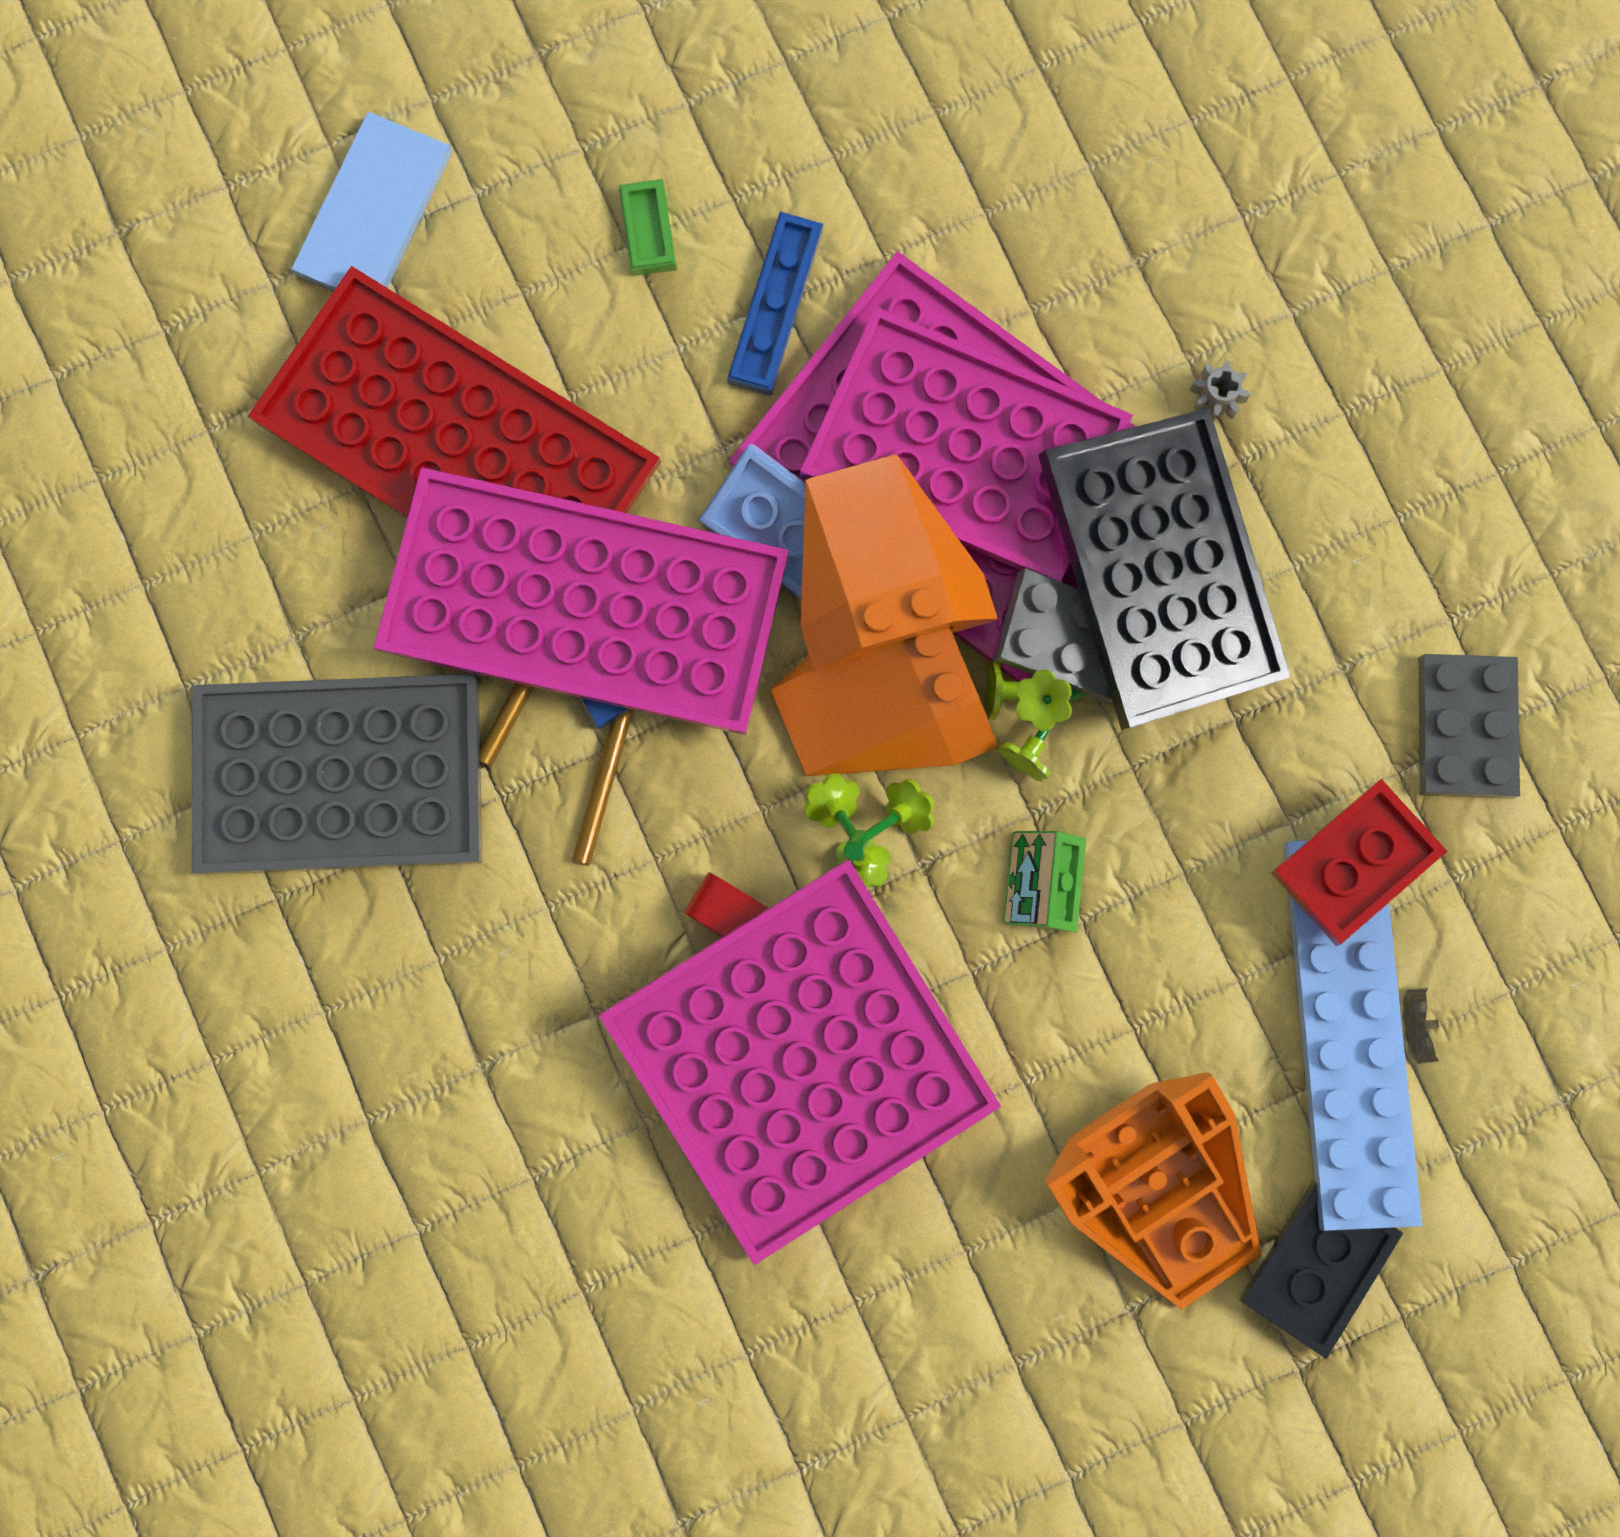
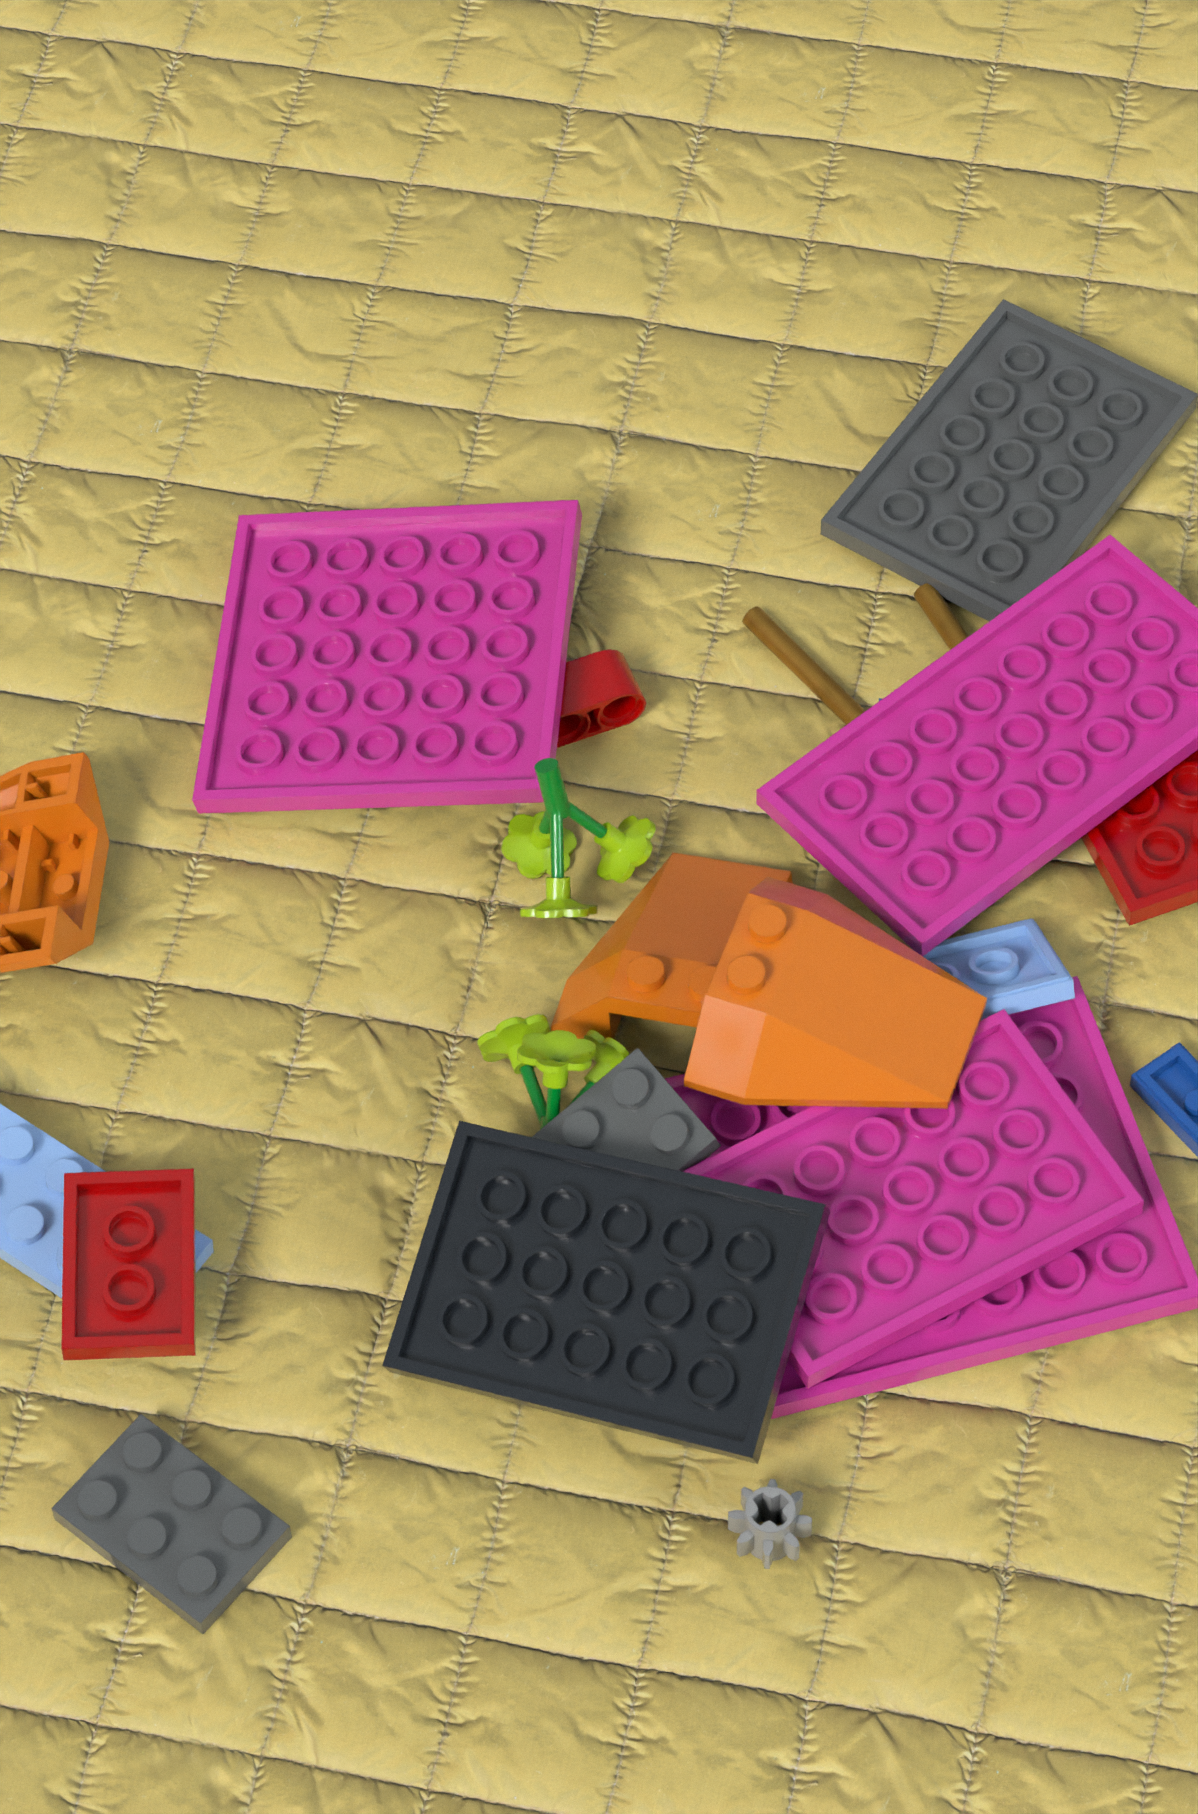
camera: 130 degrees right, 25 degrees down
(1044, 880) = (371, 990): panel -> none

